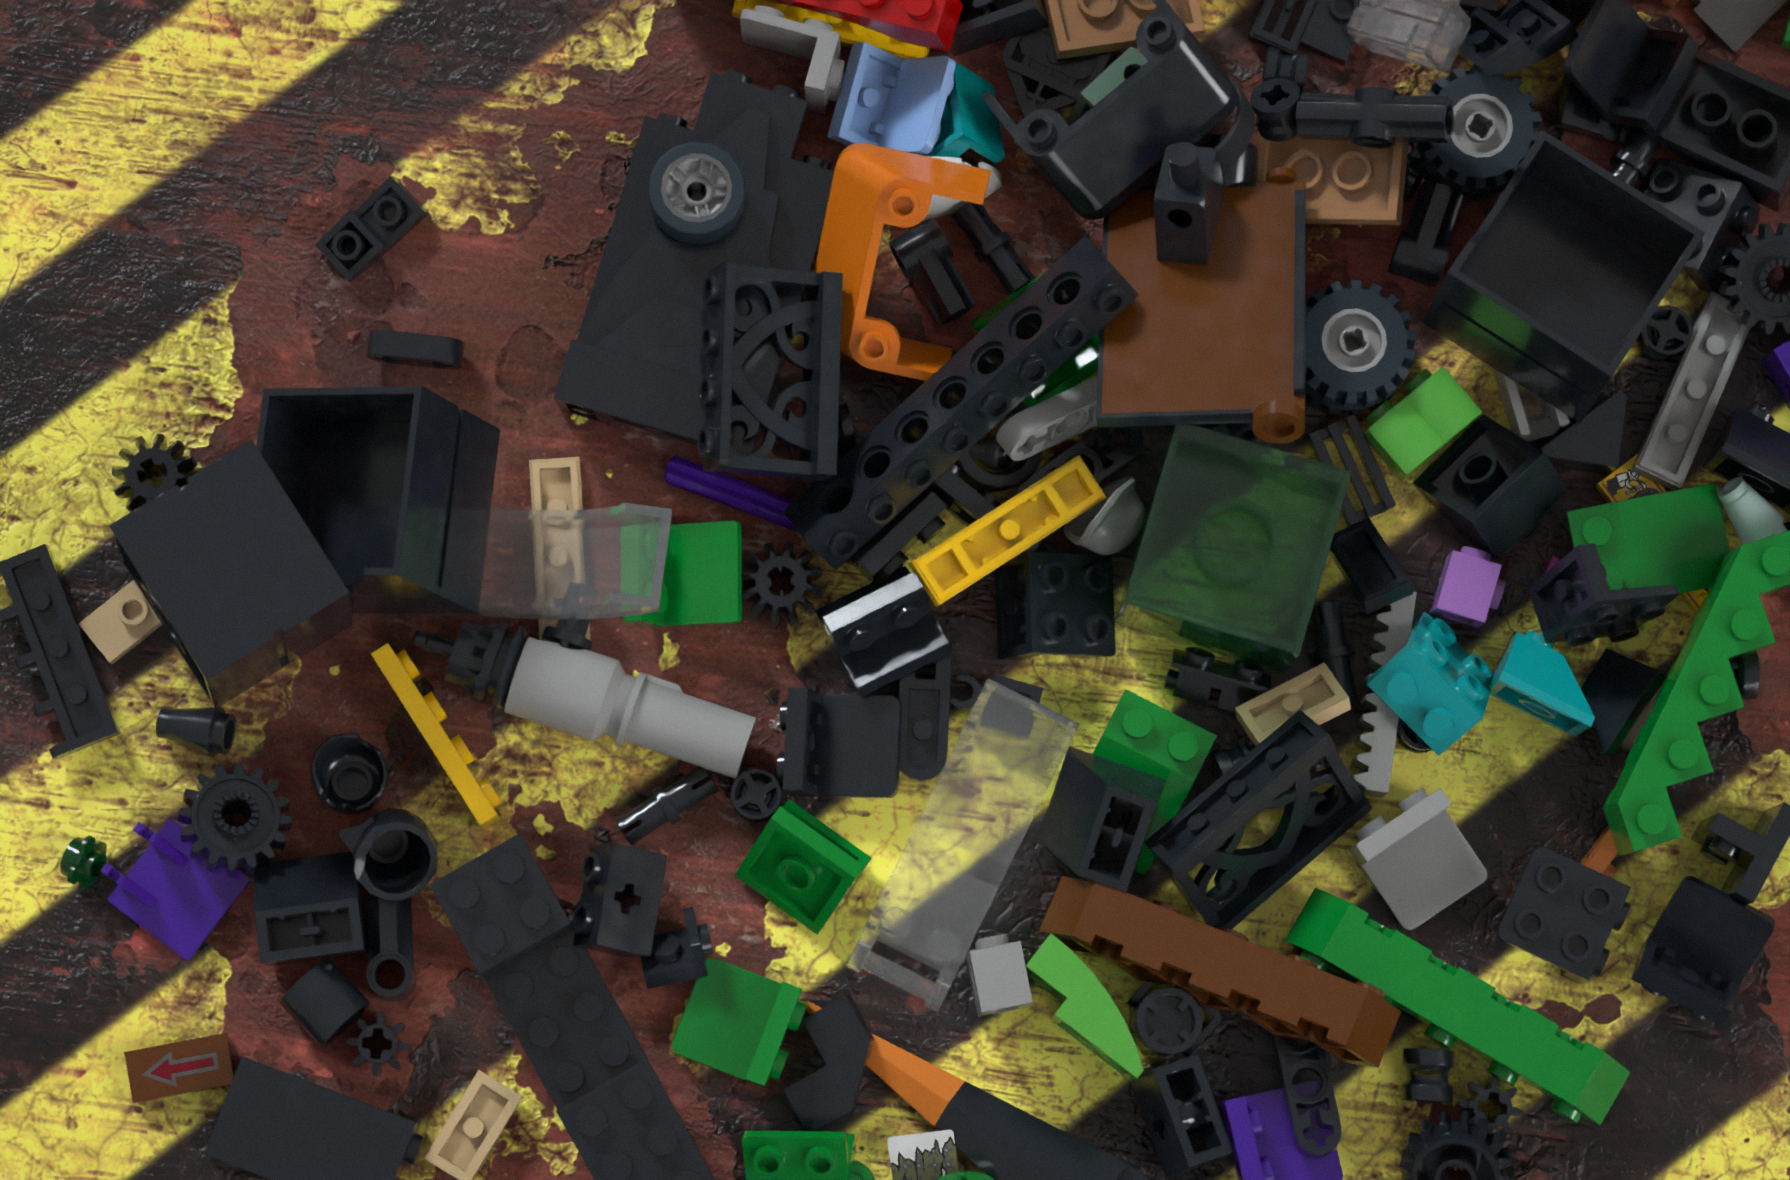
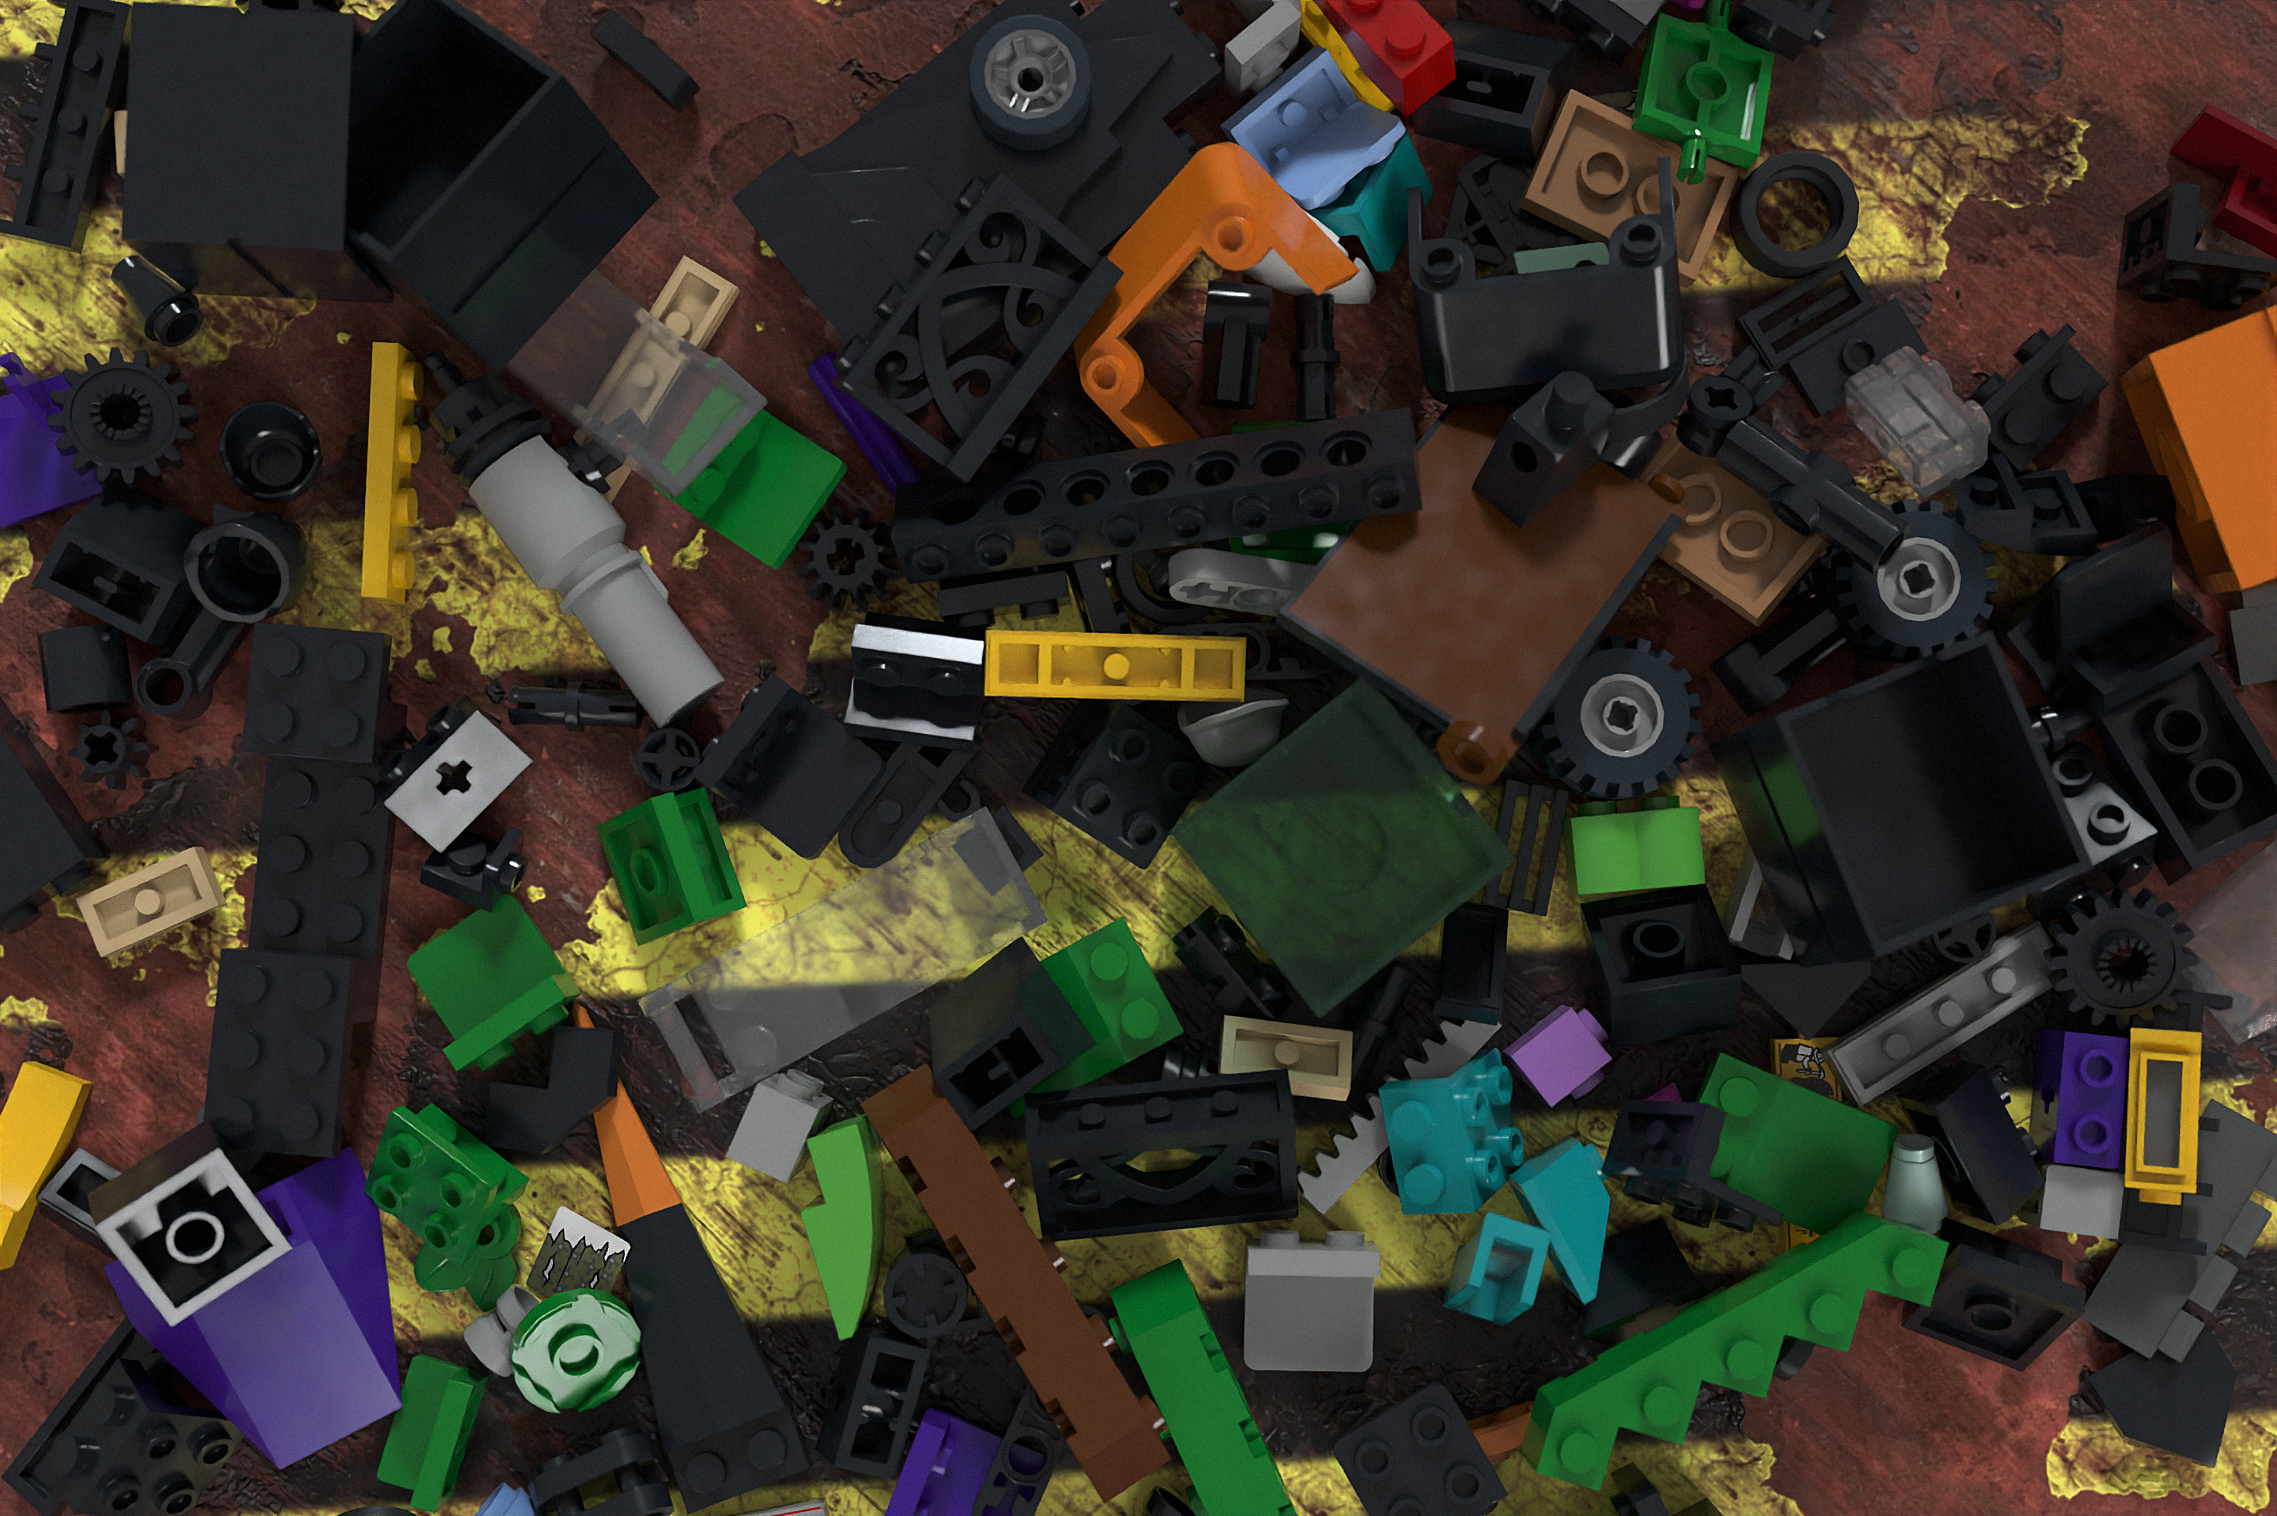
camera: 45 degrees right, 5 degrees up
(1523, 749) = (1498, 1270): none -> teal window

